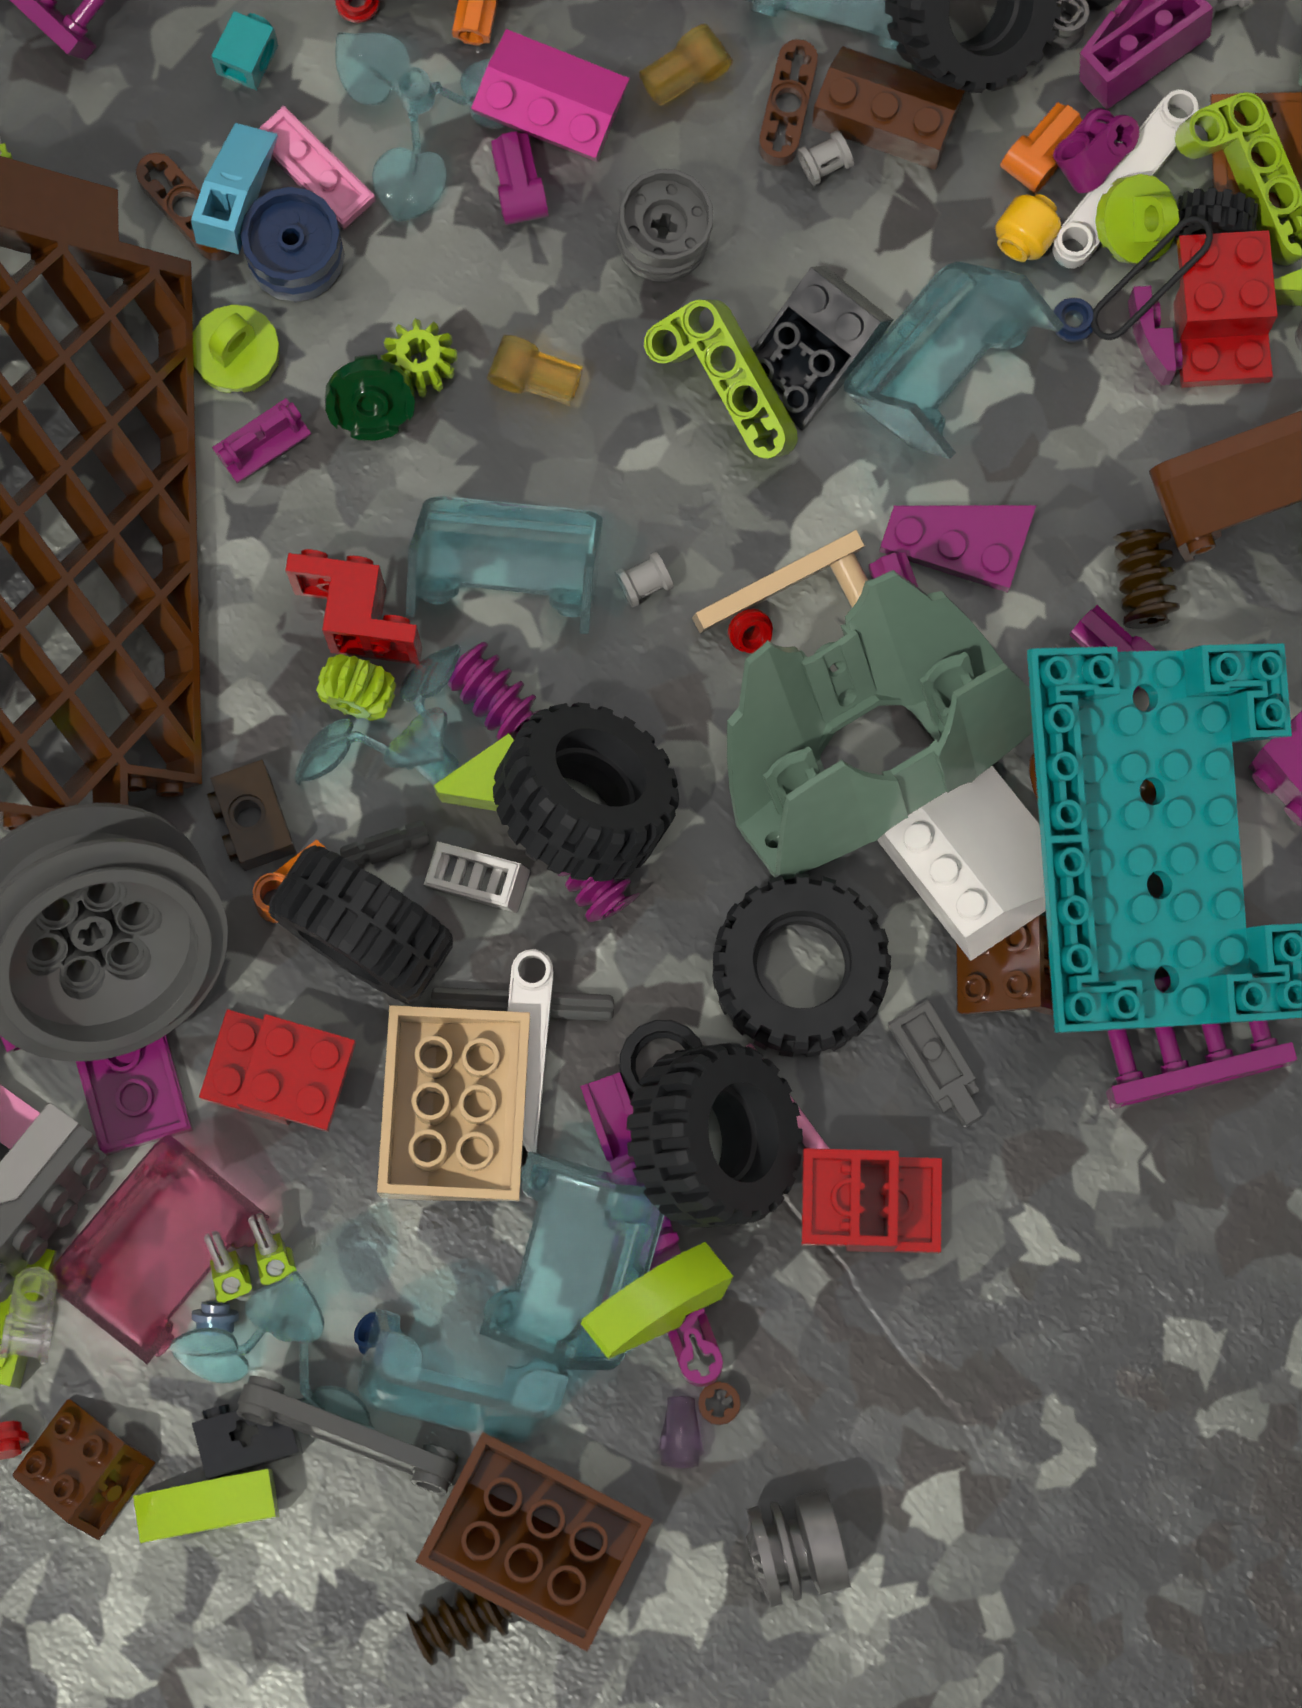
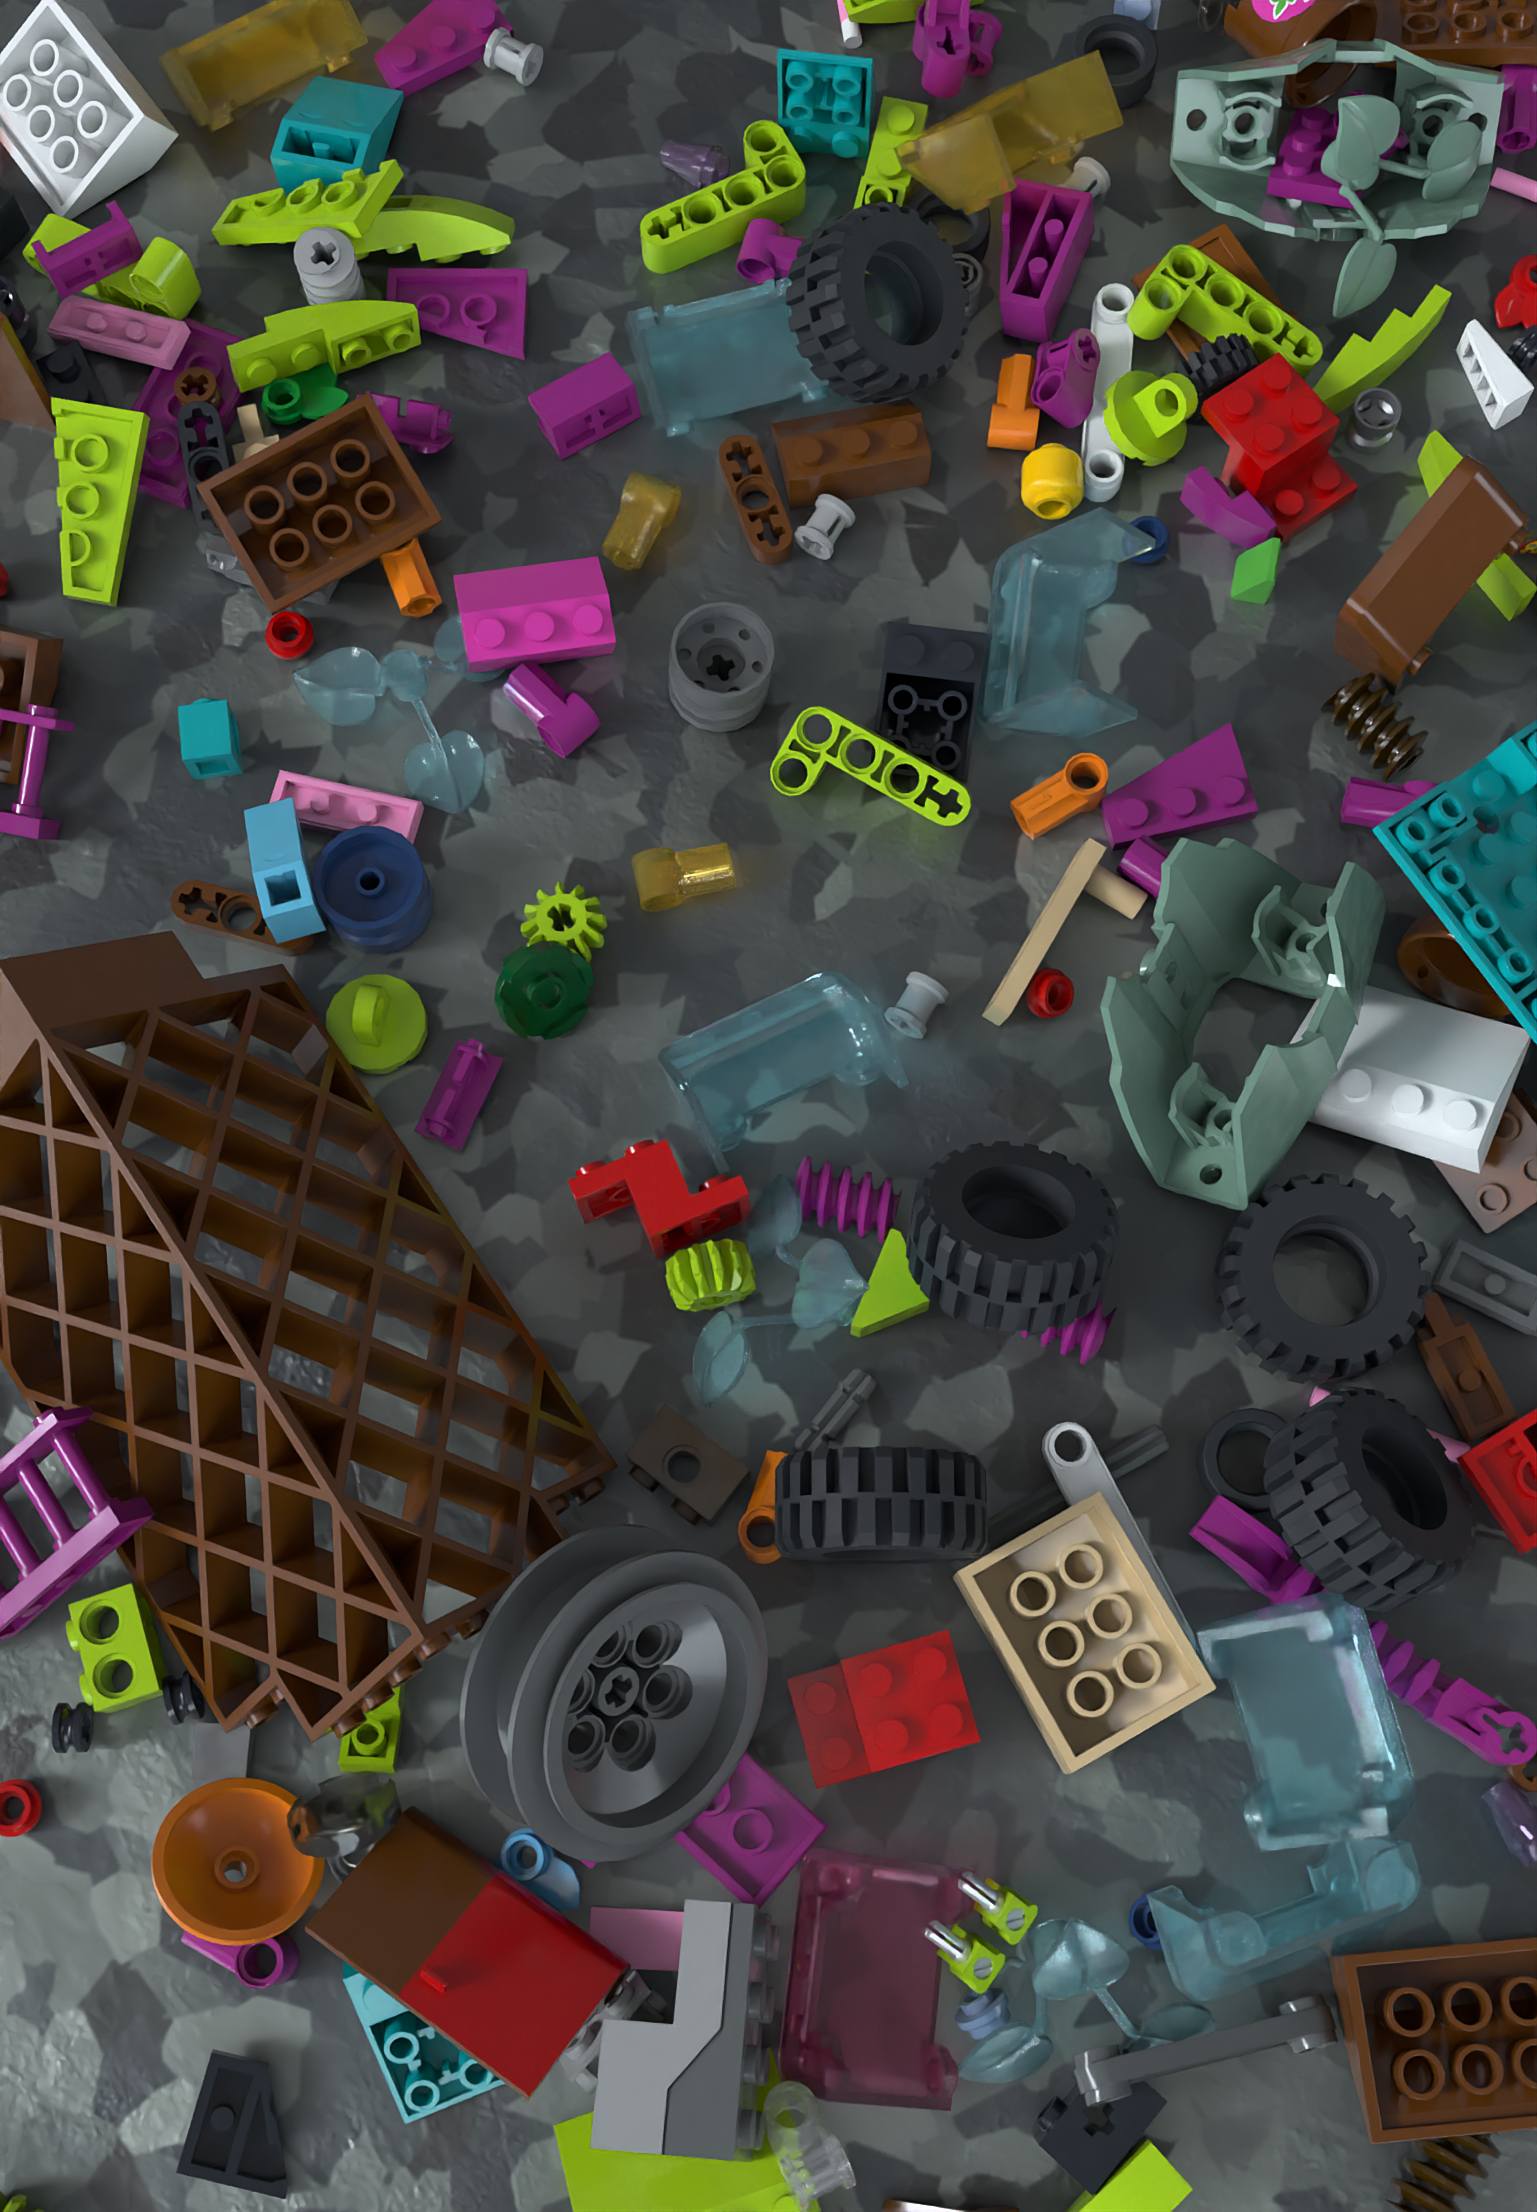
camera: 30 degrees left, 5 degrees down
(512, 889) = (989, 1379): white slope -> none
(658, 1301) = (1425, 1704): lime slope -> none
(857, 485) = (1059, 797): none -> orange piece
(864, 1095) = (1462, 1371): none -> reddish brown hinge
(1142, 399) = (1256, 572): none -> bright green slope
(1209, 237) = (1221, 458): black piece -> none

